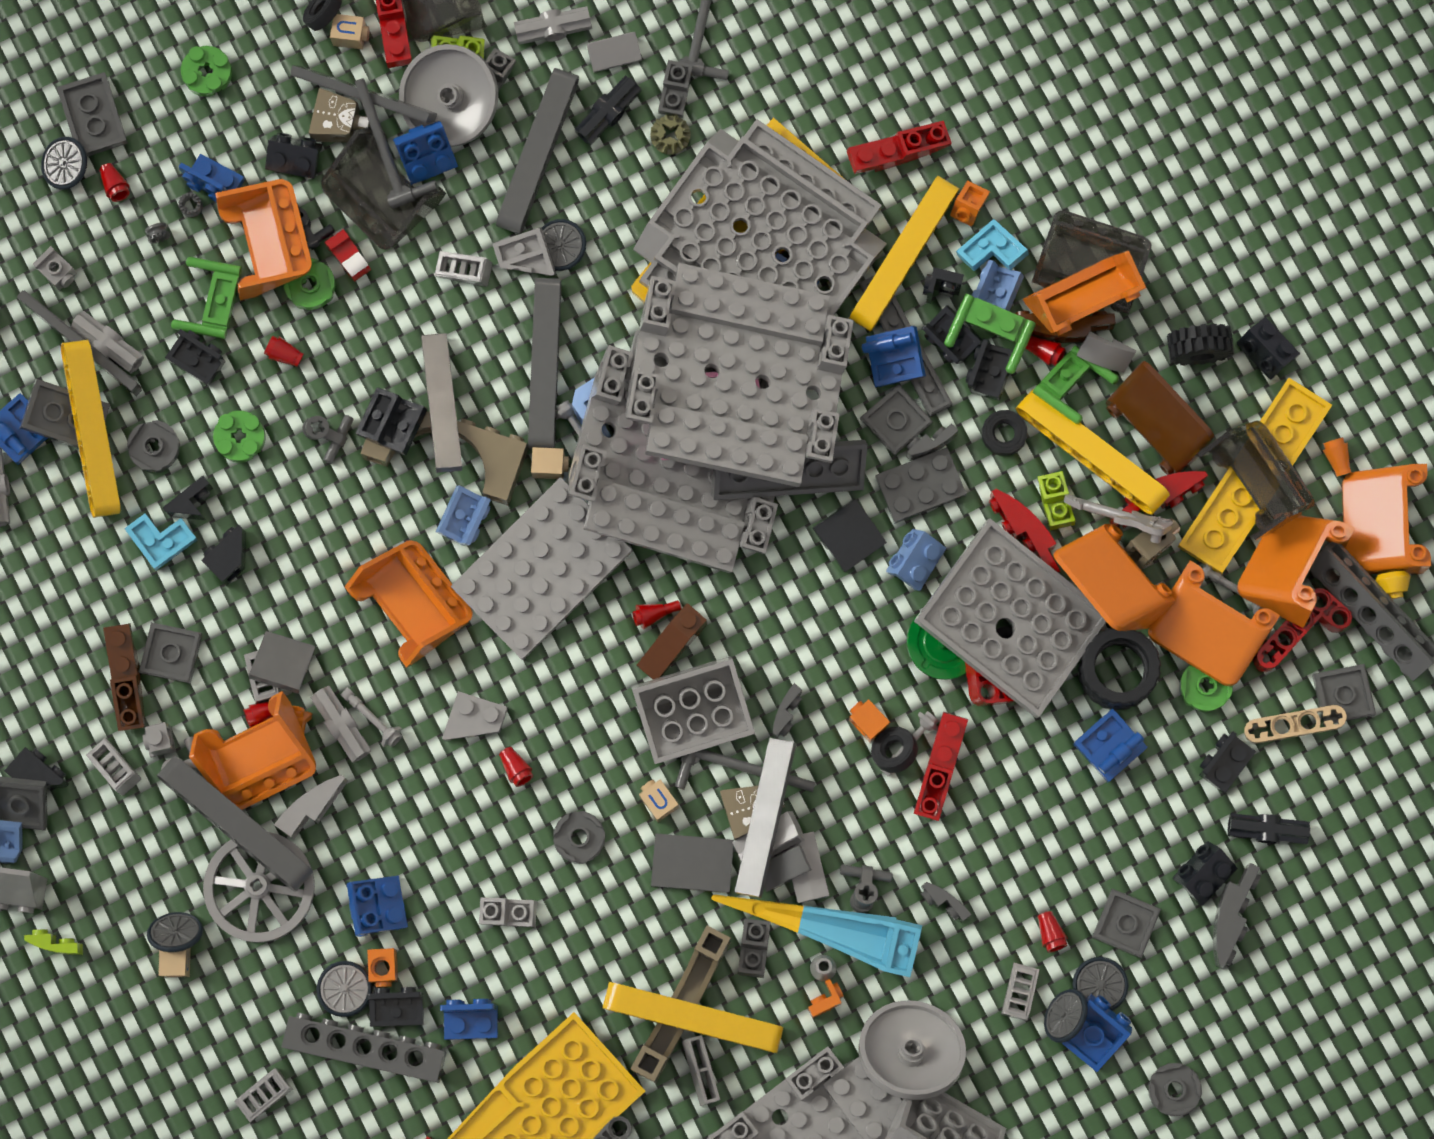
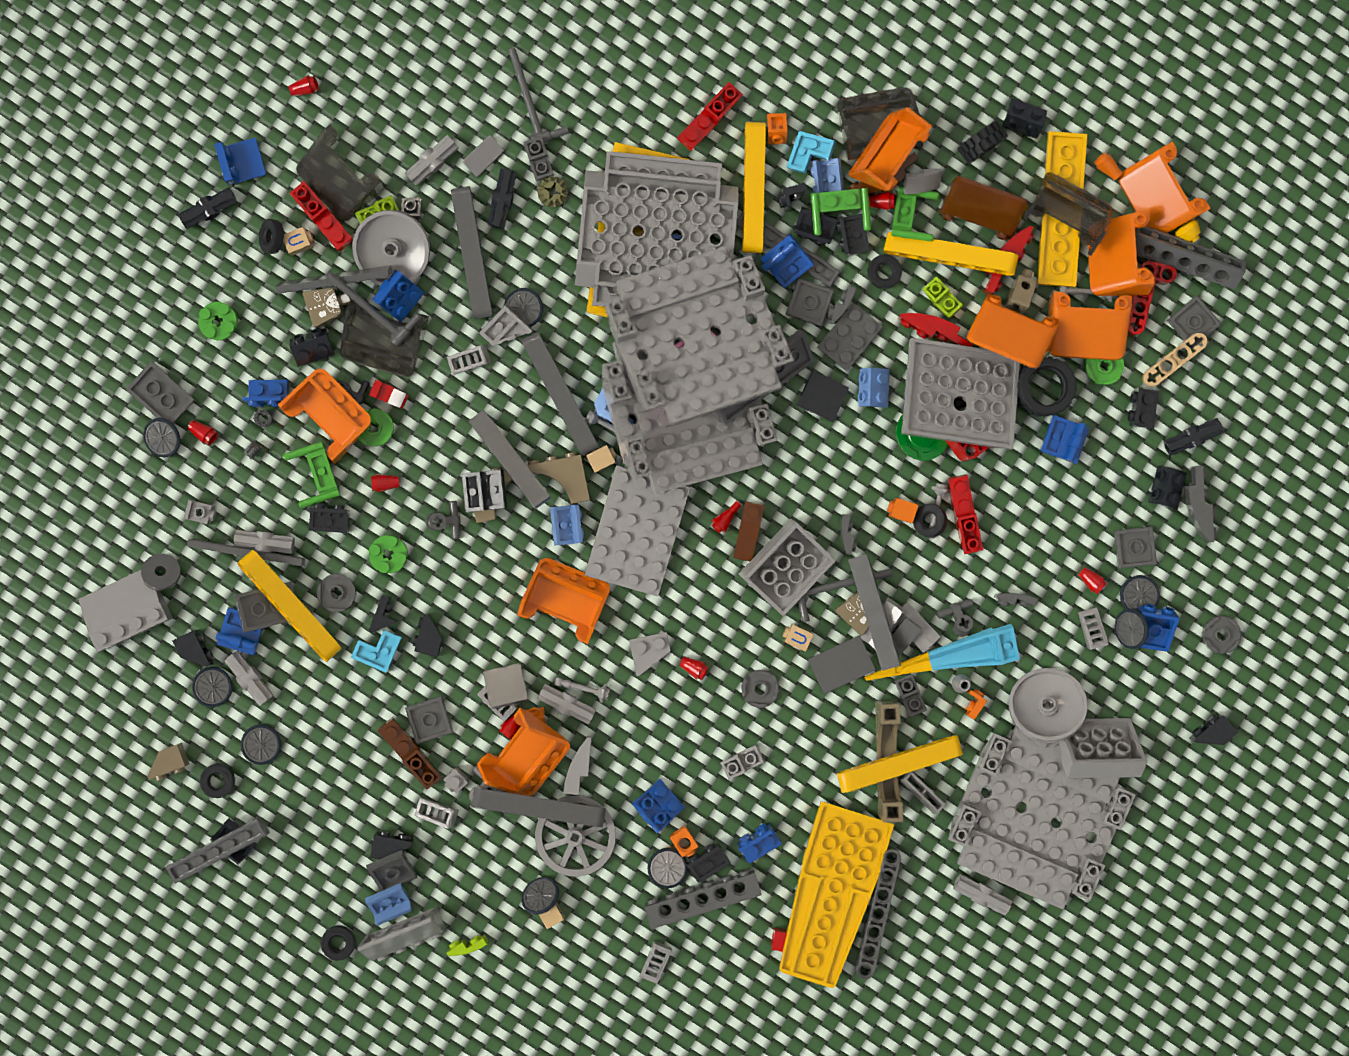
camera: 35 degrees left, 10 degrees up
(1153, 525) = (1021, 282): light grey piece -> none

